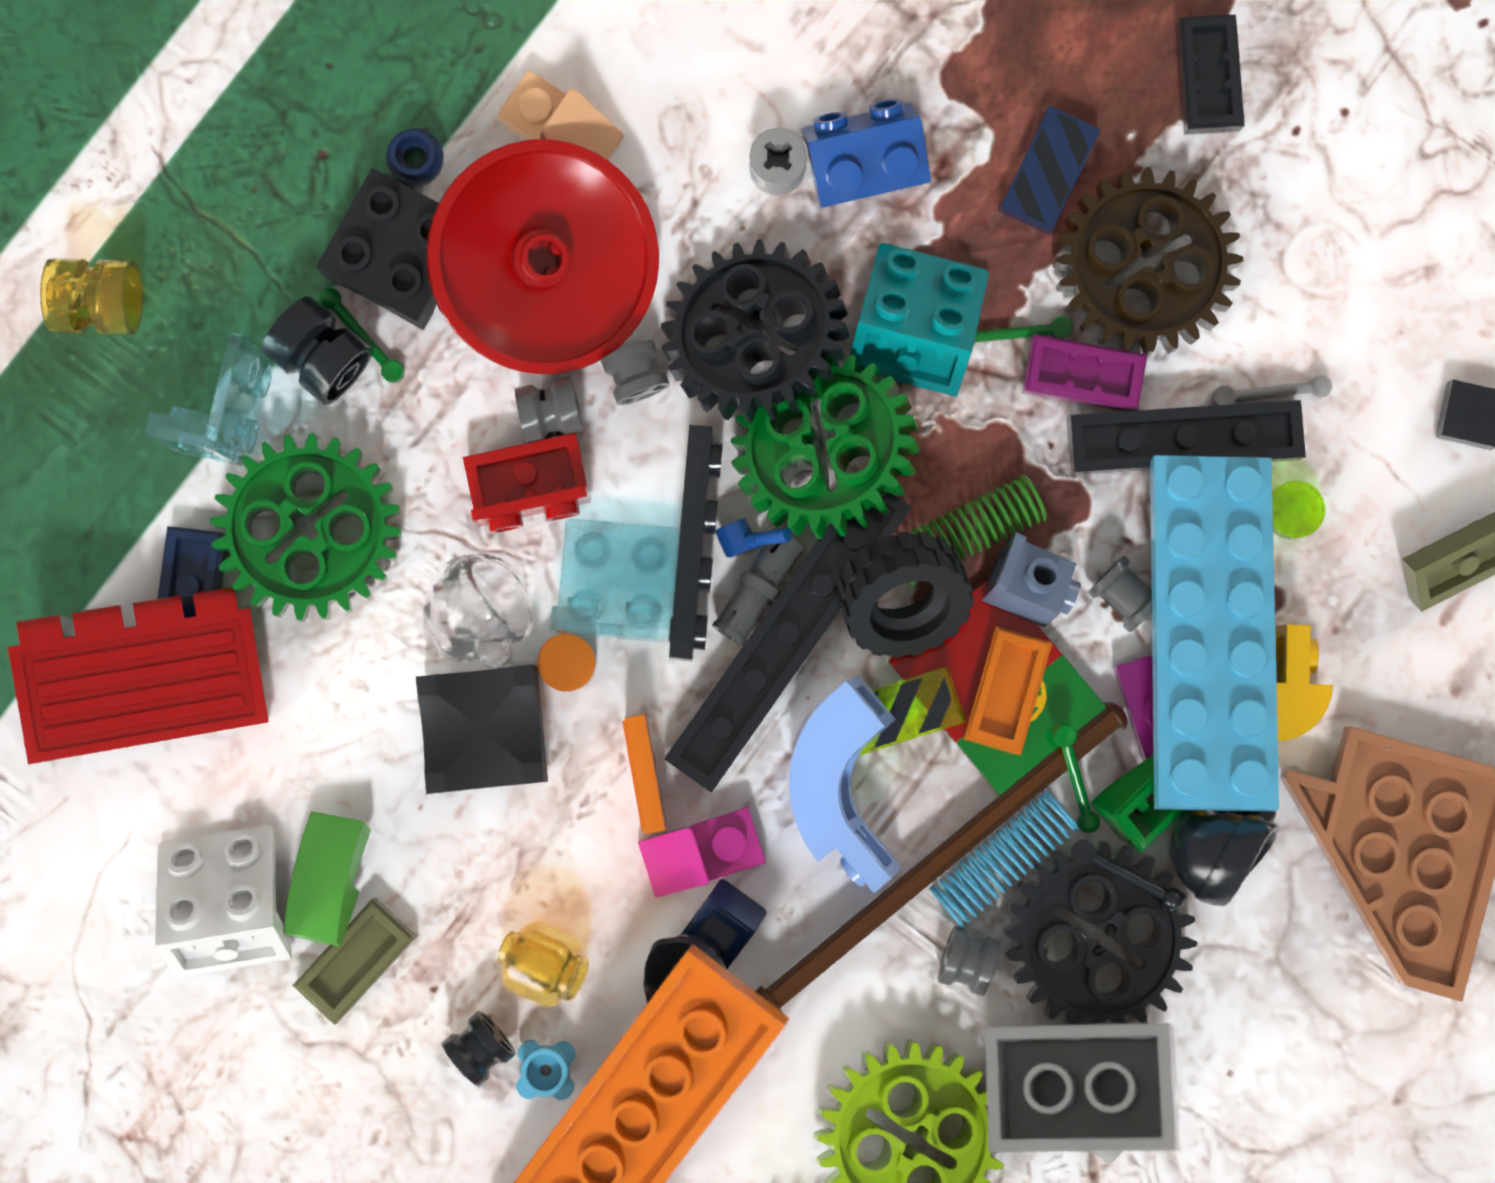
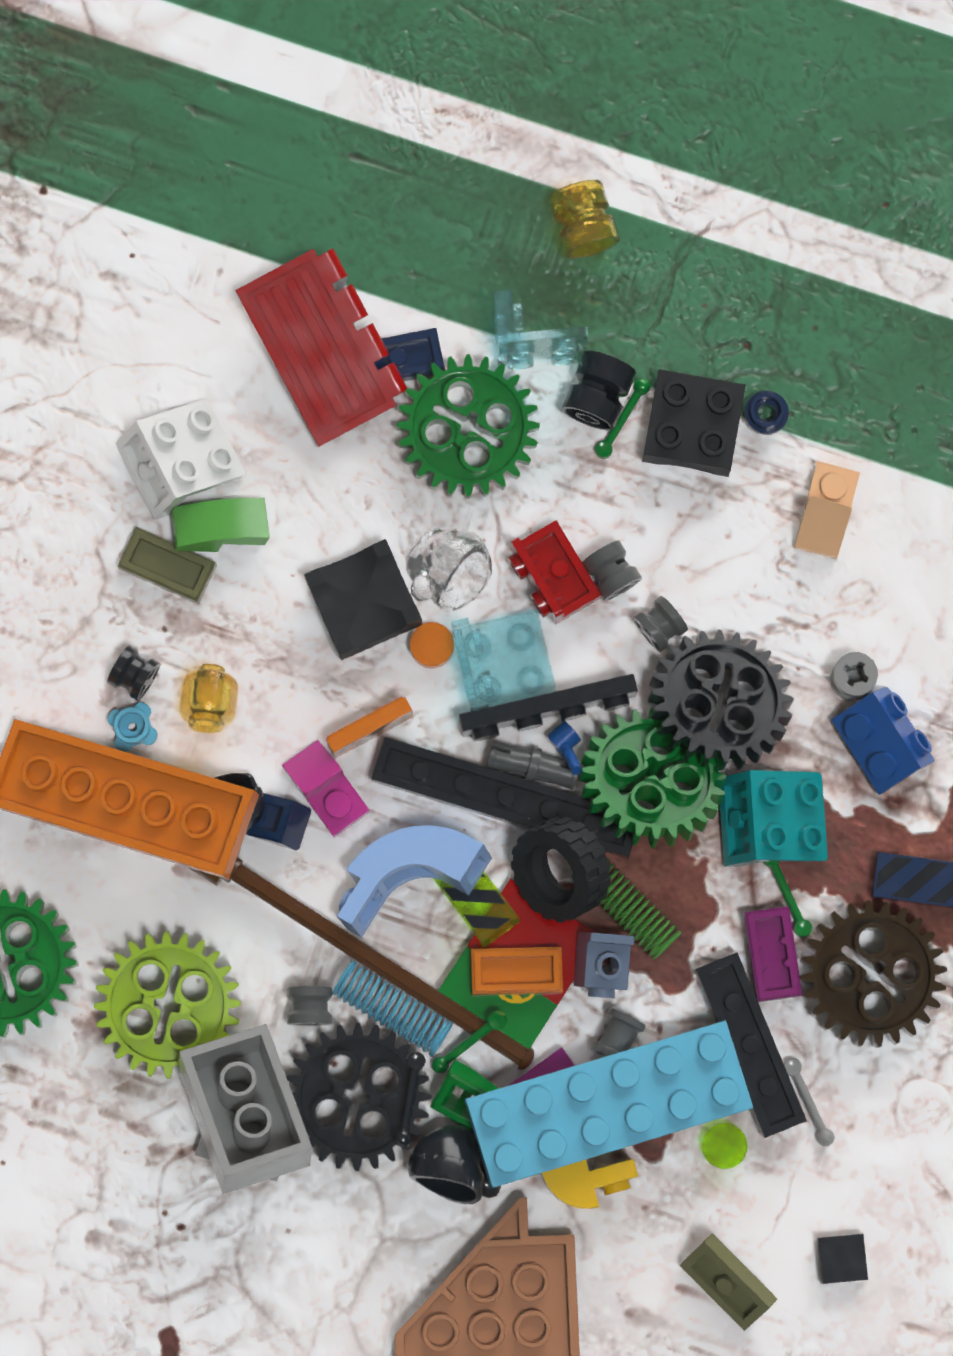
camera: 70 degrees right, 5 degrees down
(542, 256) = (721, 528): red dish -> none

